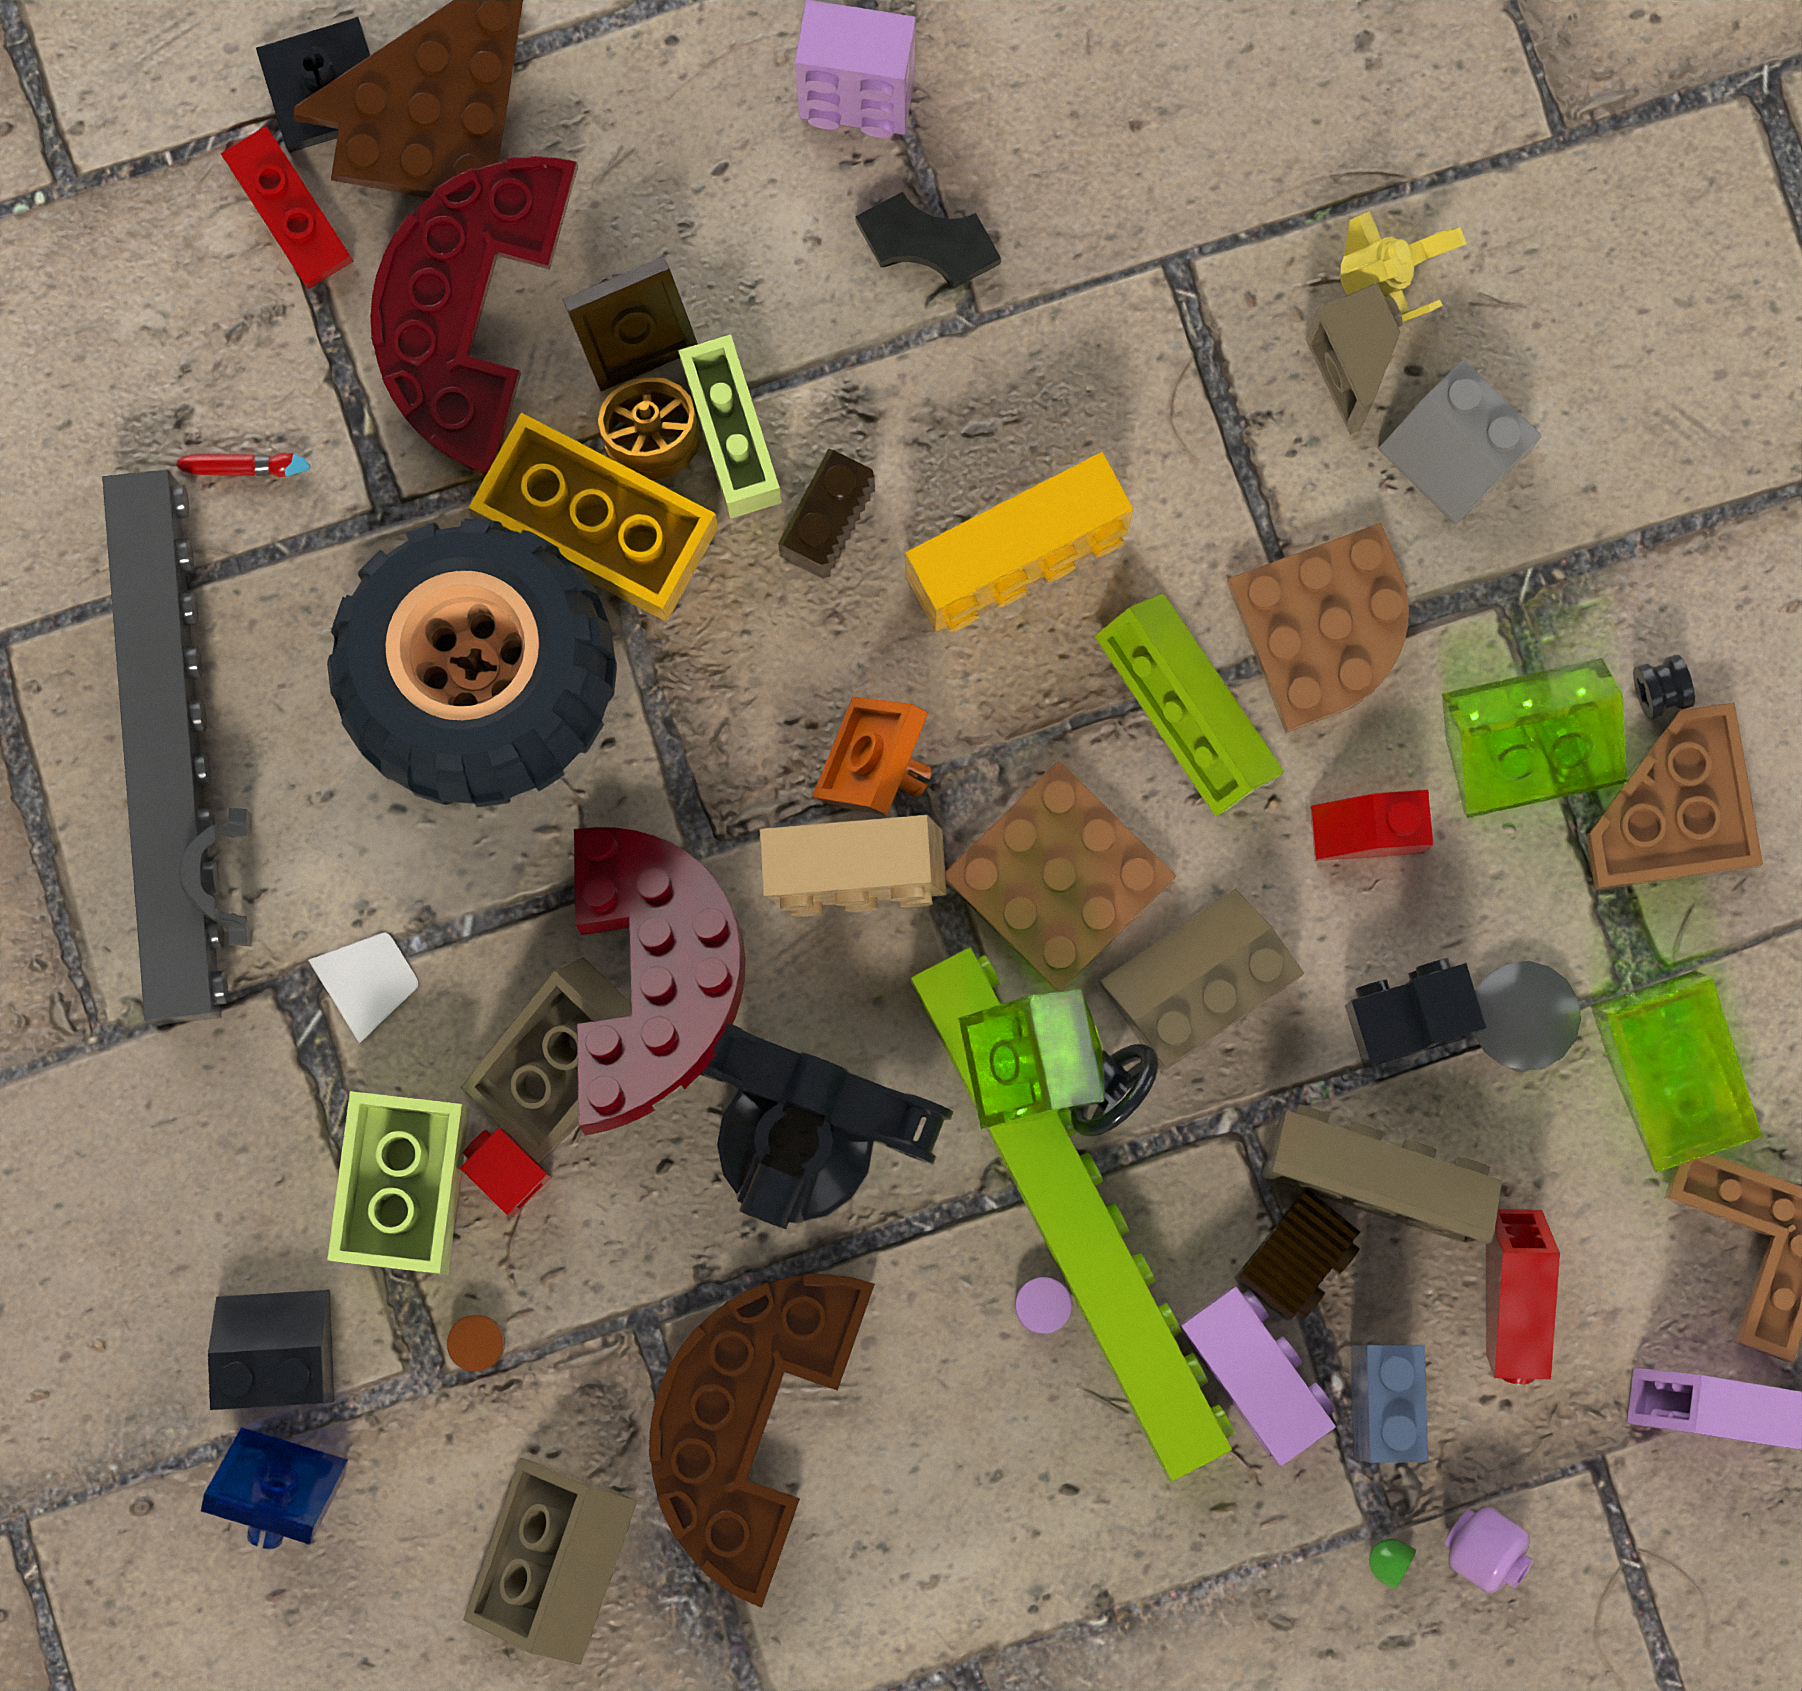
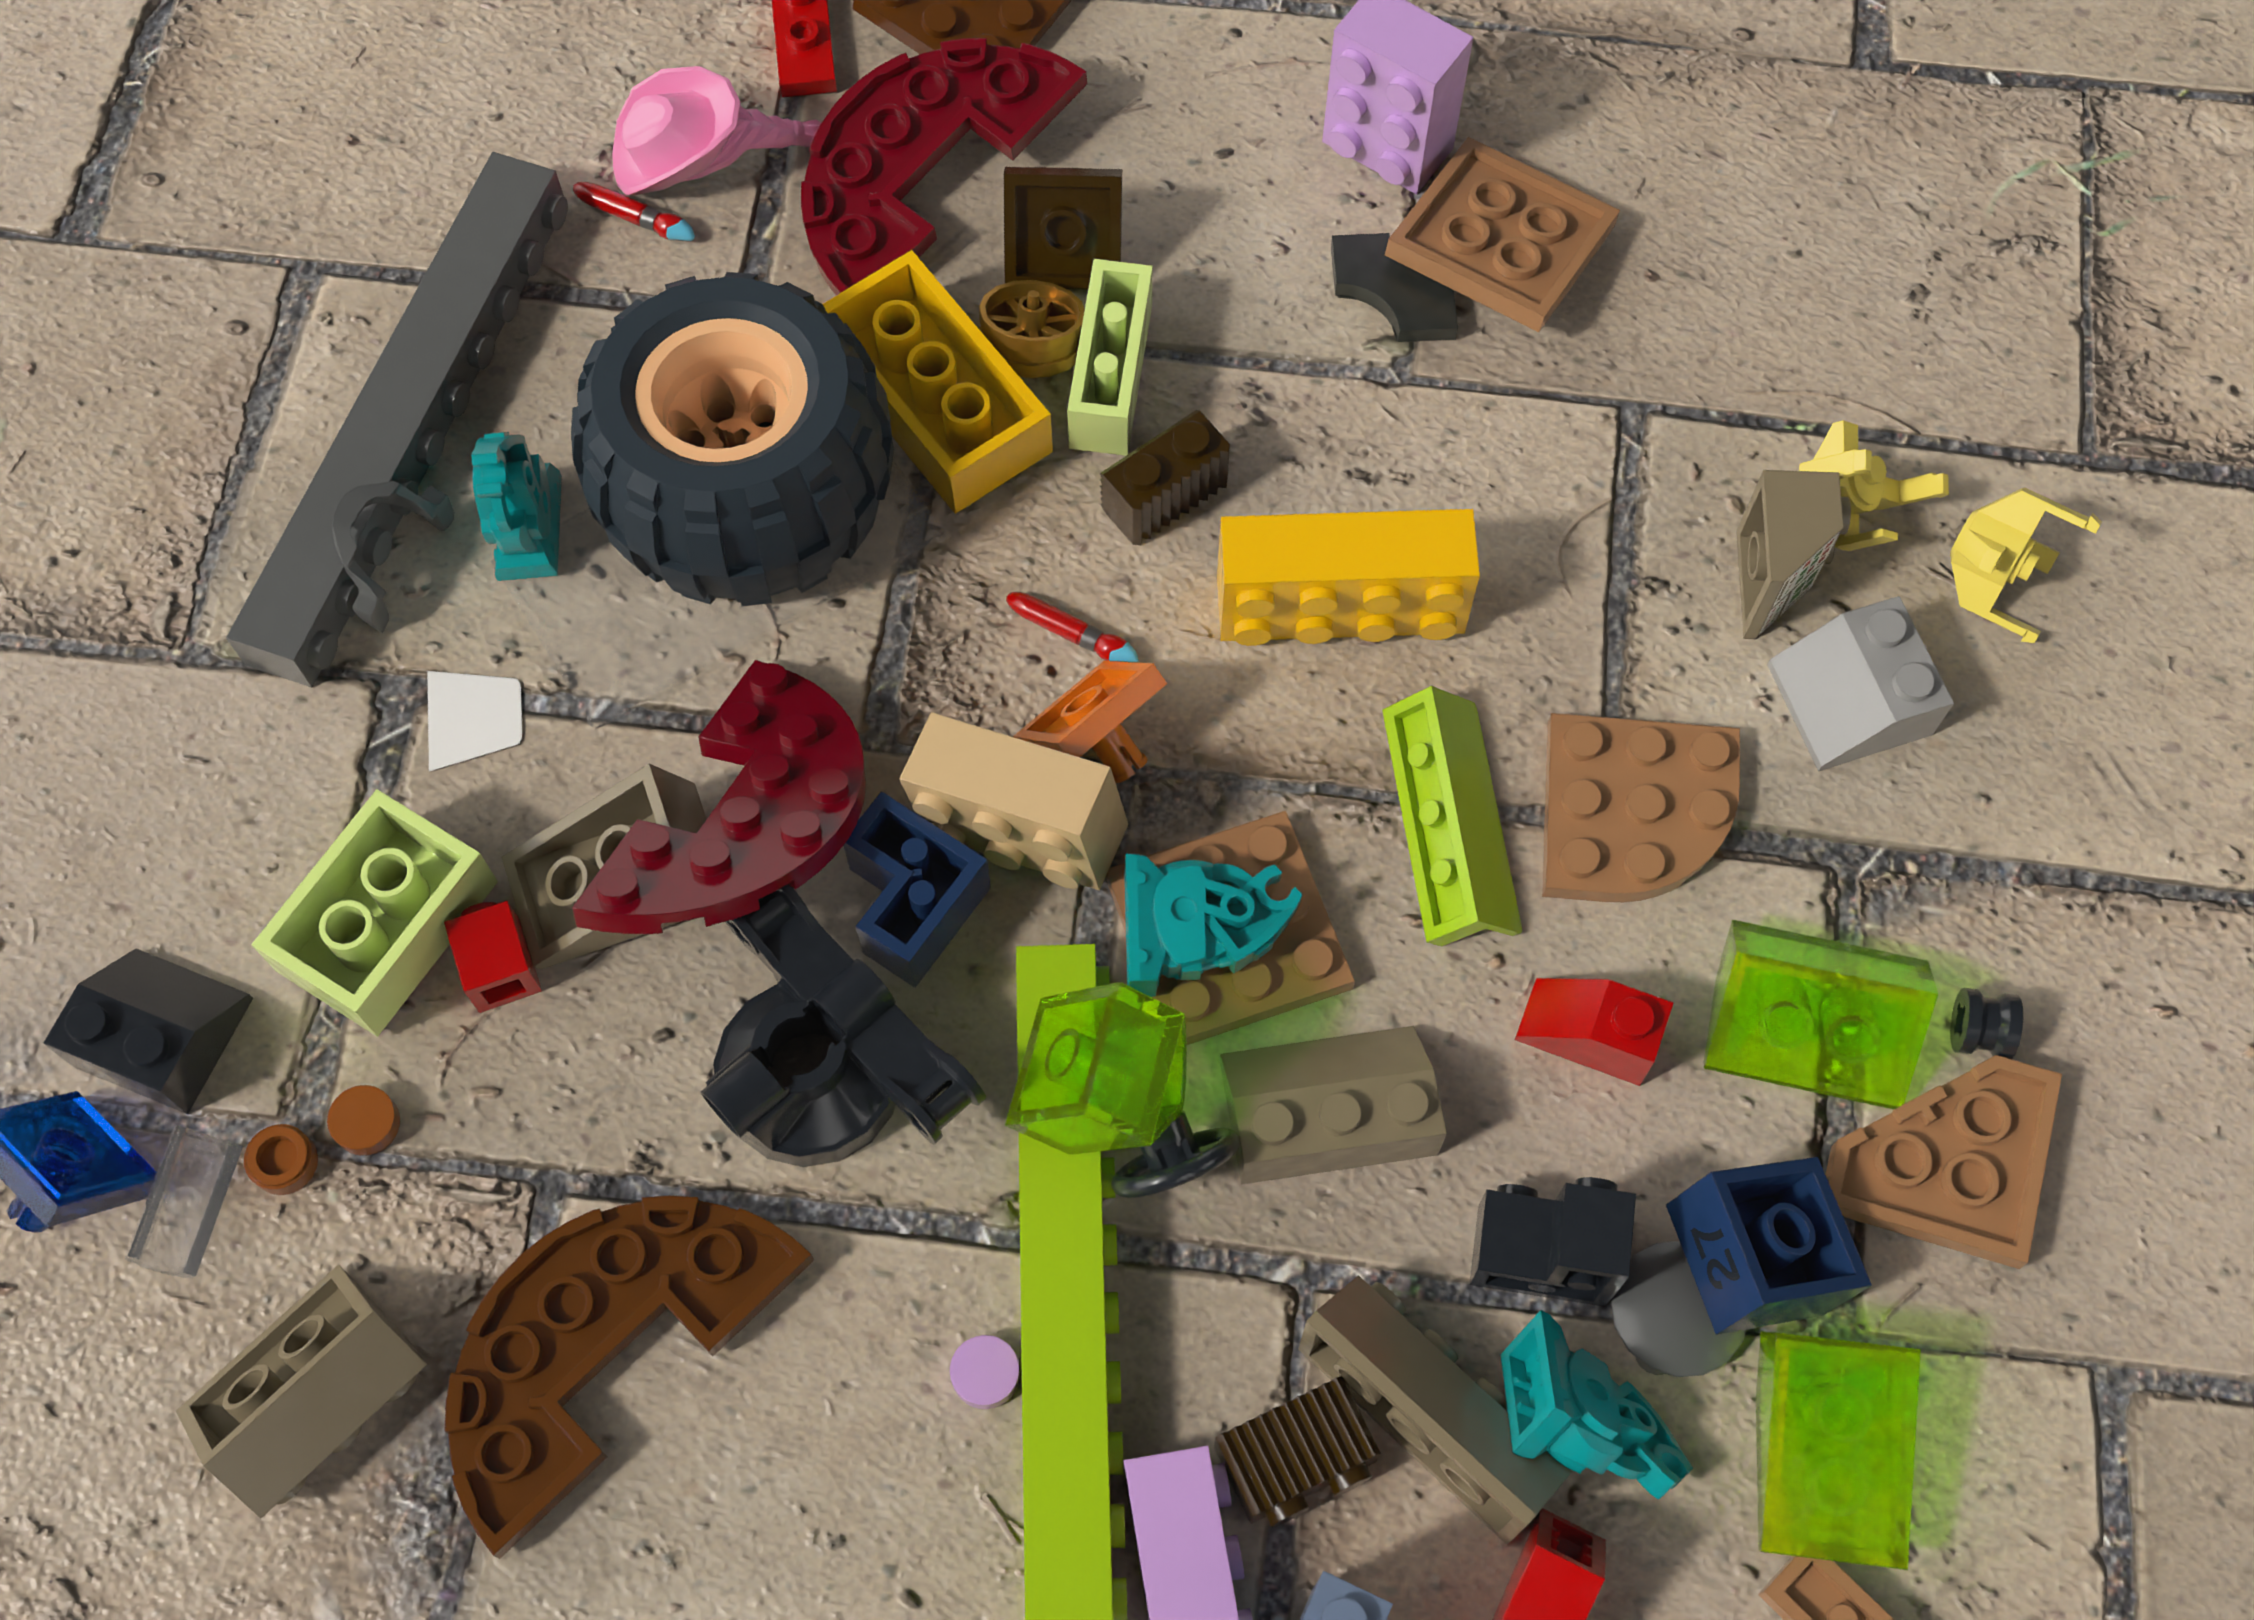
camera: 25 degrees right, 15 degrees down
(257, 371) = (689, 126): none -> bright pink hat
(316, 794) = (517, 506): none -> teal piece
(381, 1470) = (183, 1203): none -> clear brick
(429, 1402) = (280, 1159): none -> dark orange tile
(815, 953) = (925, 883): none -> dark blue brick
(849, 682) = (1107, 646): none -> red piece
(1000, 151) = (1502, 233): none -> medium nougat plate
(1038, 898) = (1191, 921): none -> teal piece
(1491, 1134) = (1581, 1415): none -> teal piece
(1523, 273) = (1999, 547): none -> light yellow piece
(1571, 945) = (1767, 1244): none -> dark blue brick

